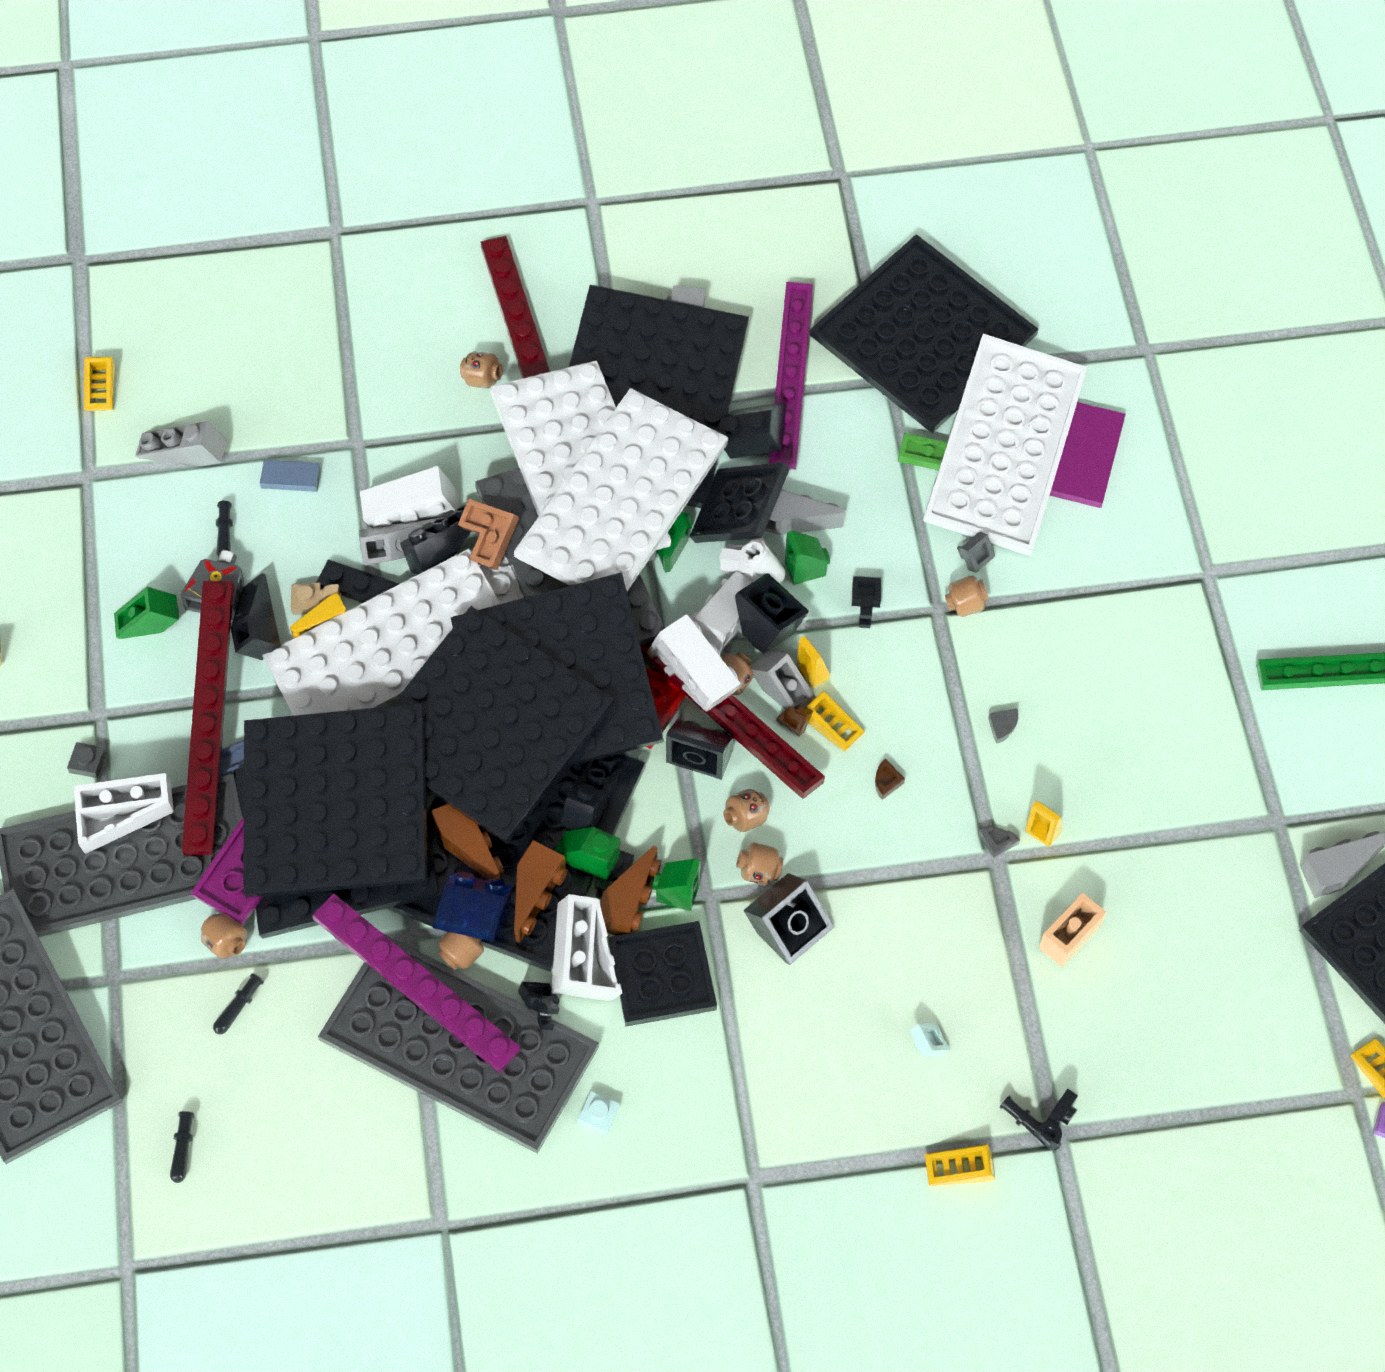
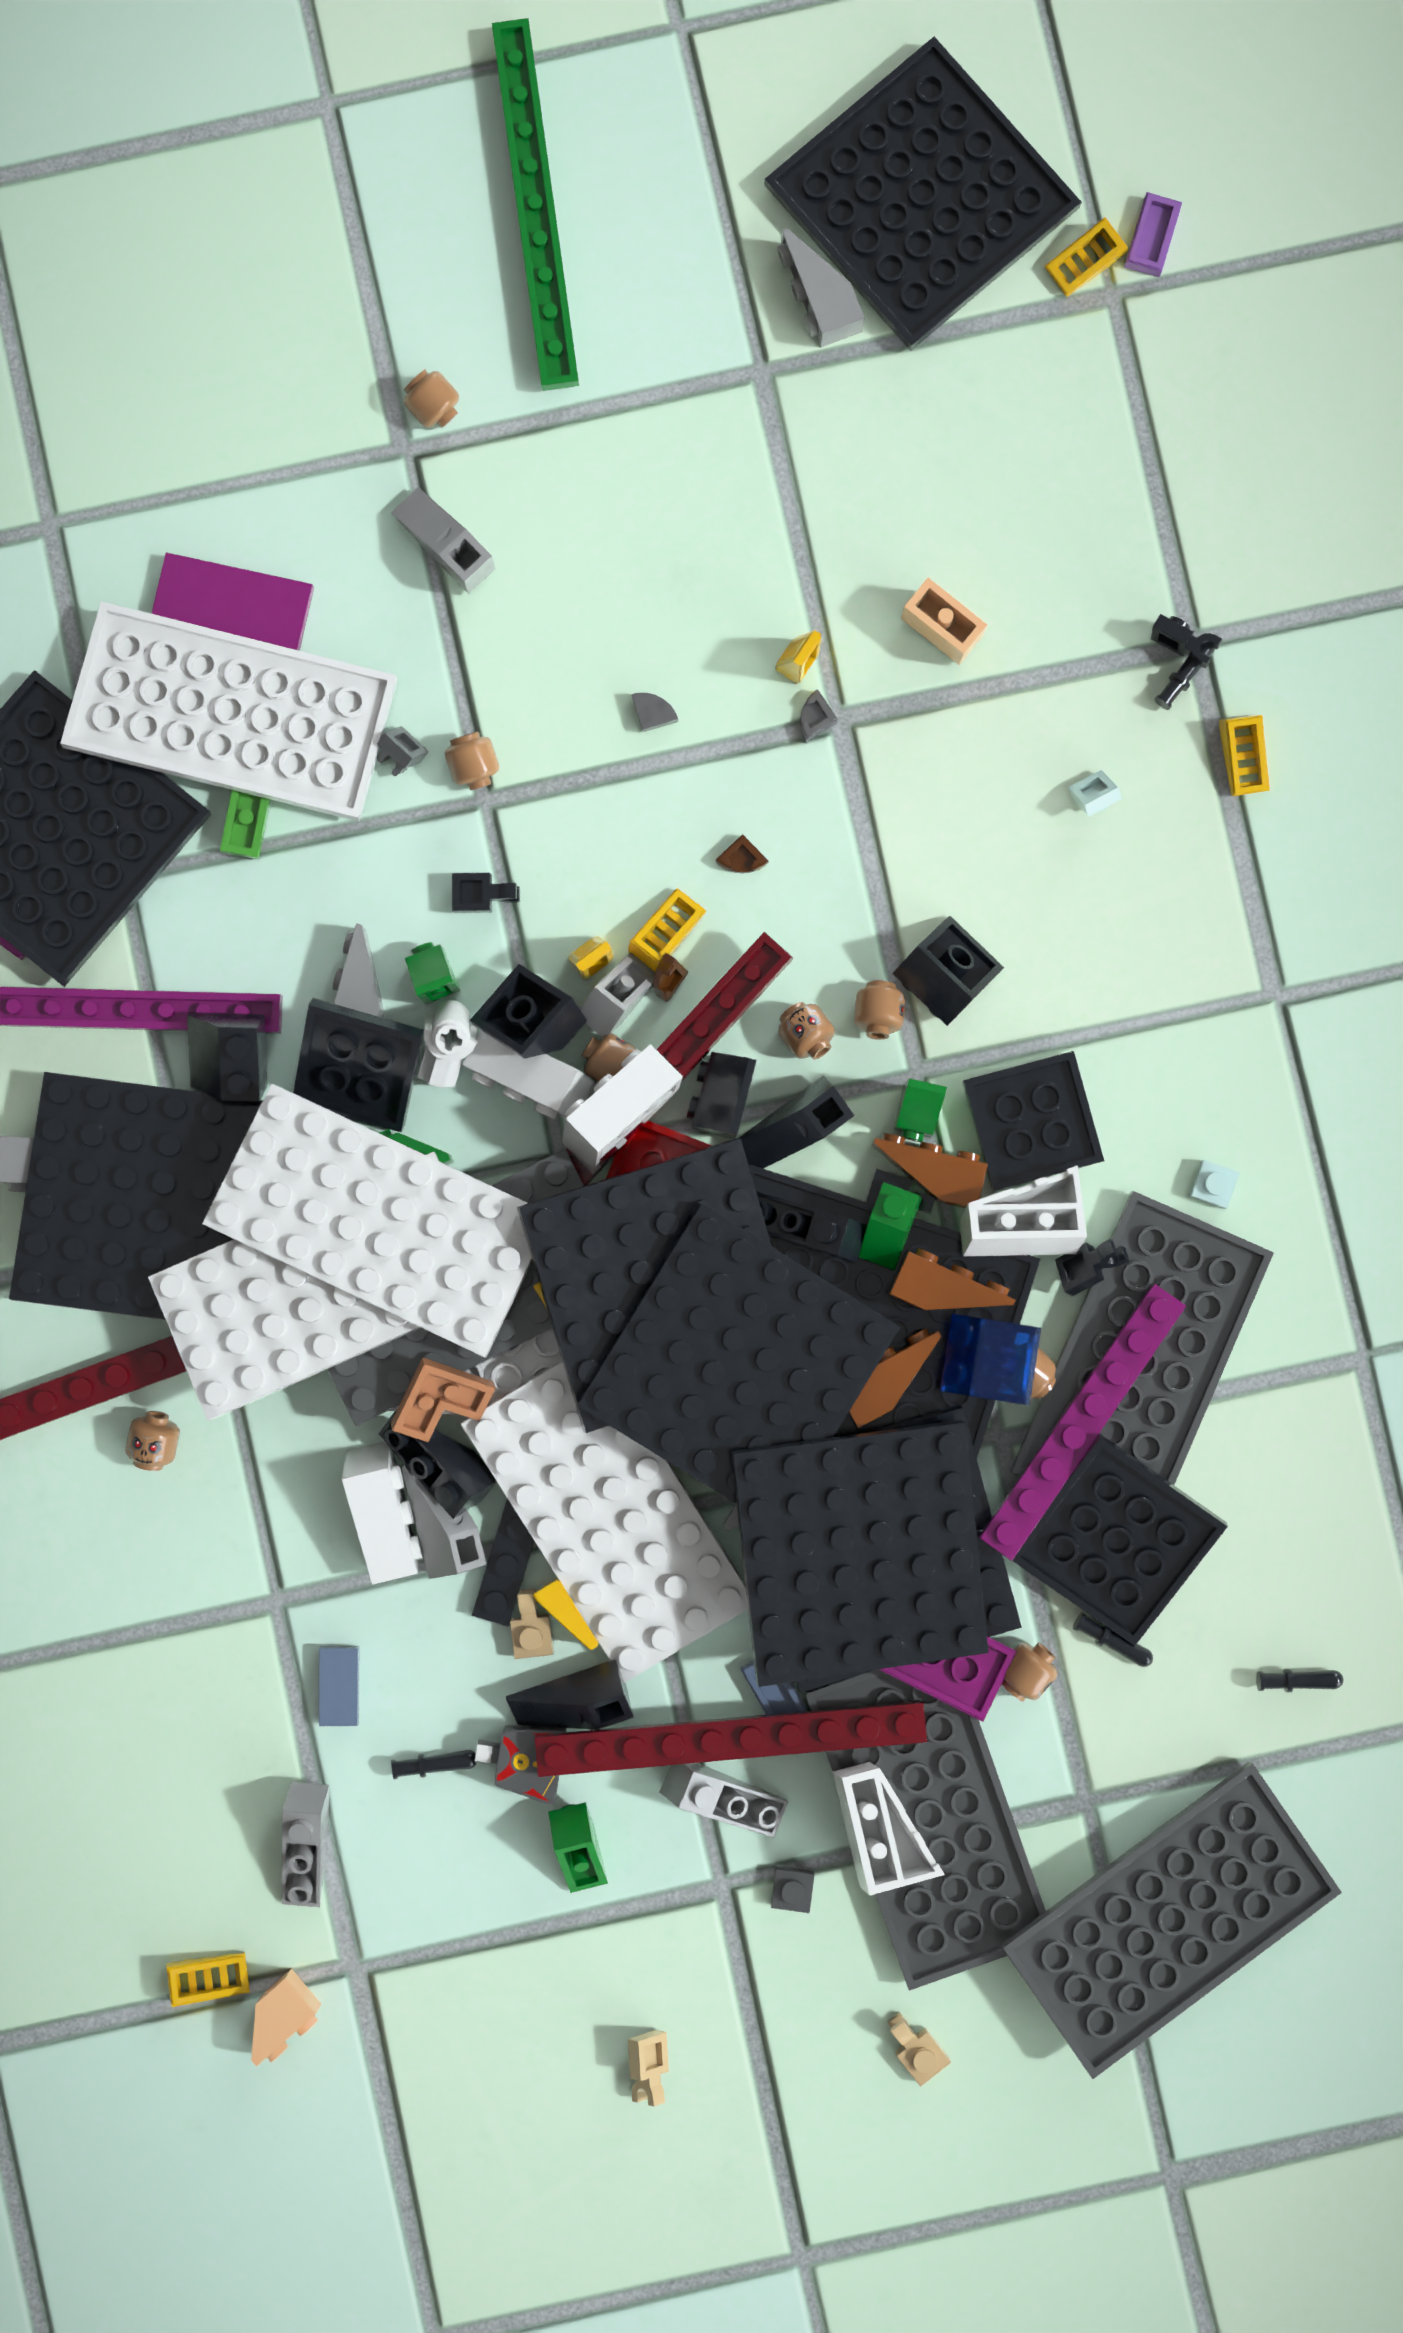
camera: 90 degrees left, 25 degrees up
(65, 424) = (279, 2014): none -> light nougat slope
(164, 714) = (723, 1798): none -> light grey slope
(317, 1004) = (1119, 1540): none -> black plate
(674, 797) = (796, 1124): none -> black slope
(1134, 589) = (445, 540): none -> light grey slope
(1245, 586) = (431, 399): none -> medium nougat head

